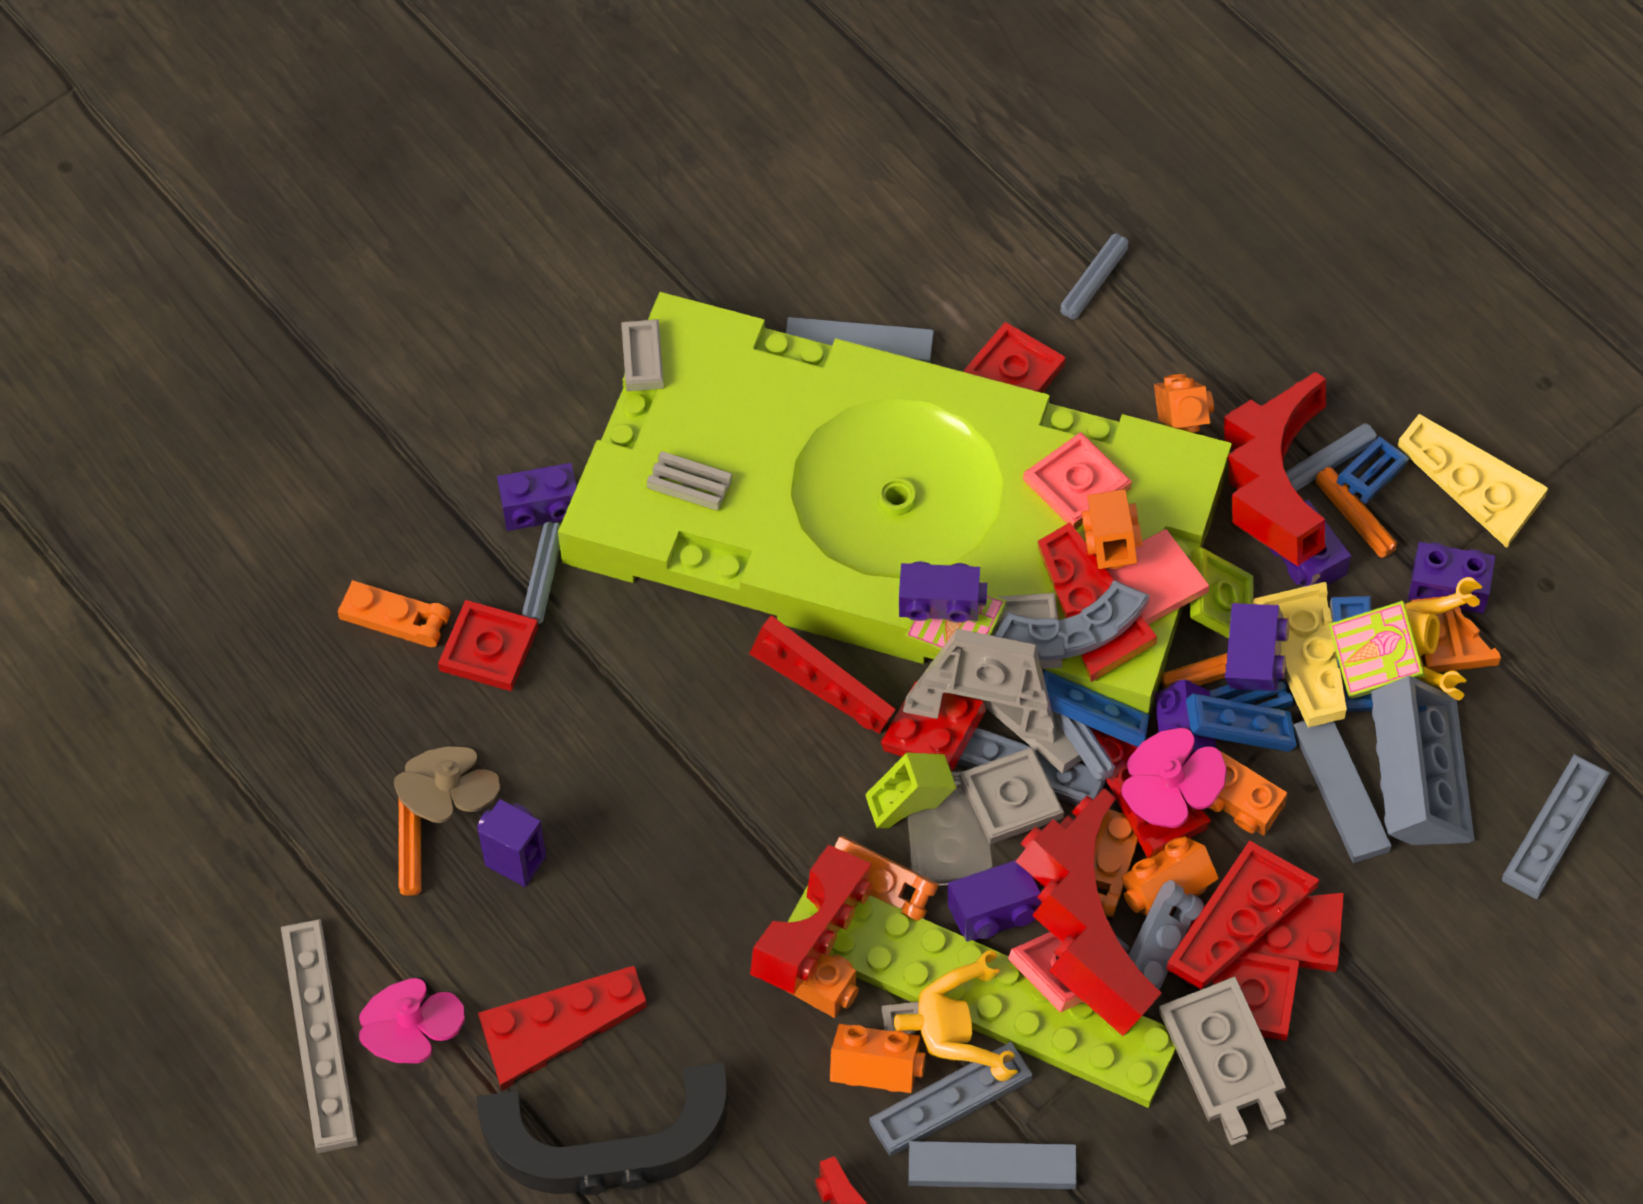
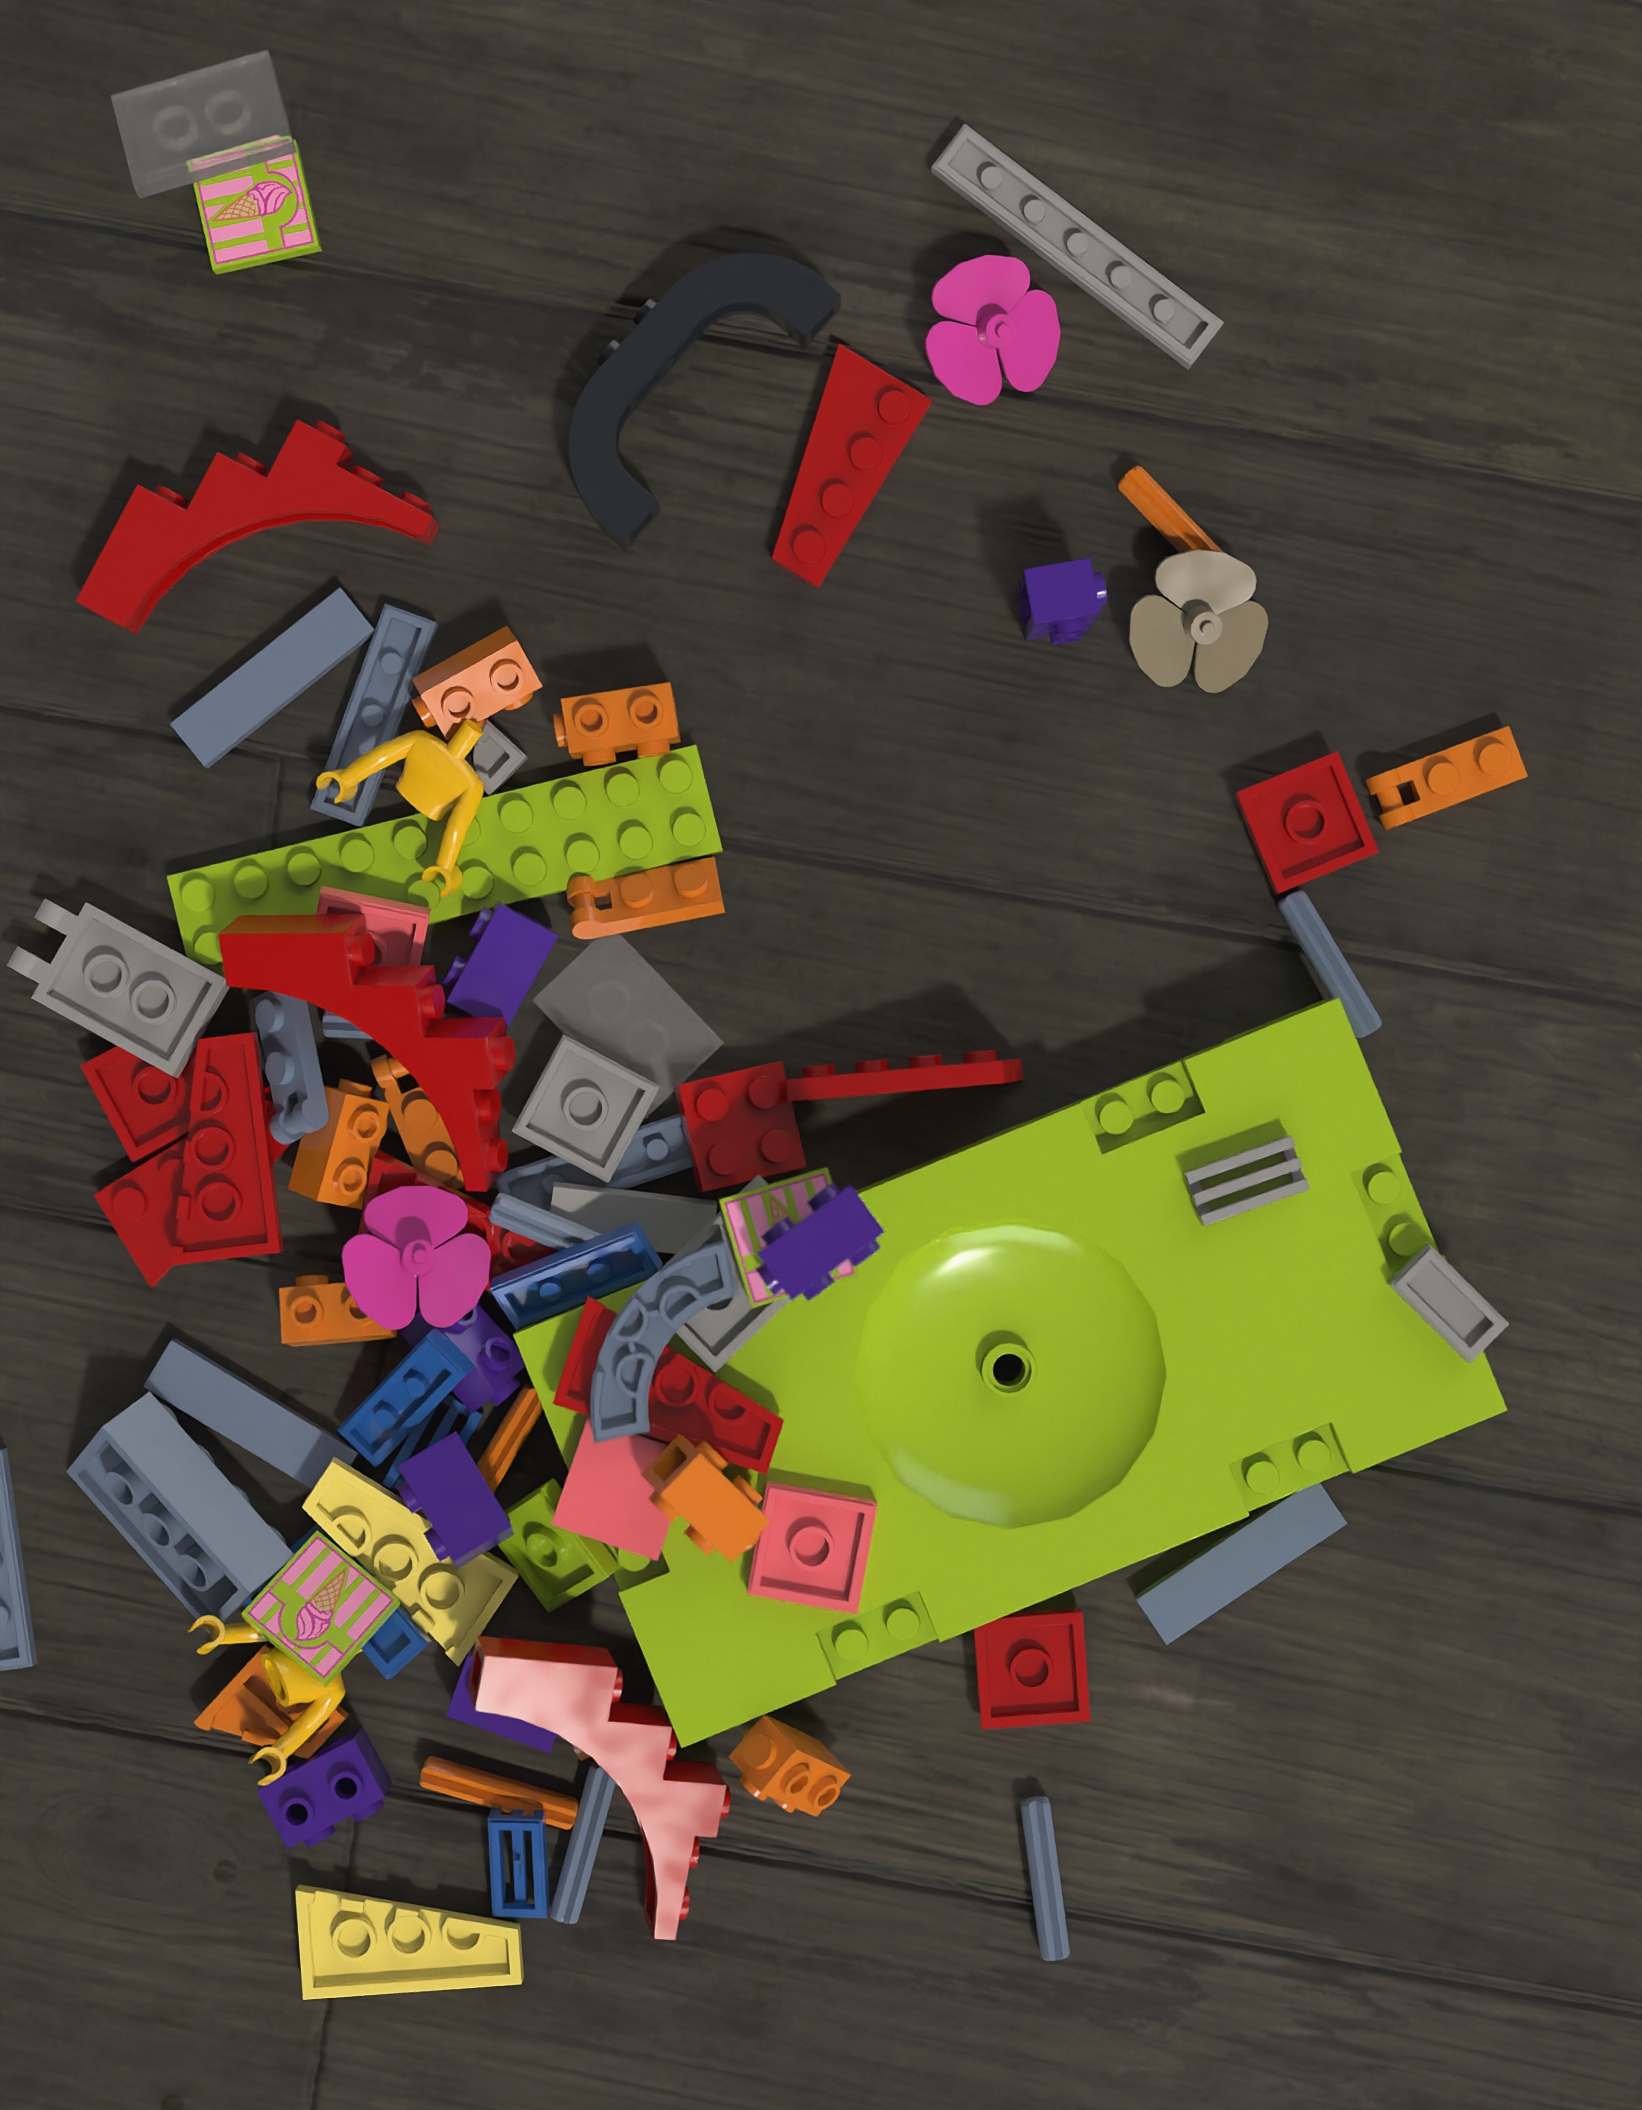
camera: 140 degrees right, 30 degrees up
(536, 495) = (1416, 1044): dark purple brick -> none
(791, 950) = (639, 693): red arch -> none
(910, 786) = (693, 1021): lime arch -> none
(989, 671) = (702, 1190): light grey wing -> none

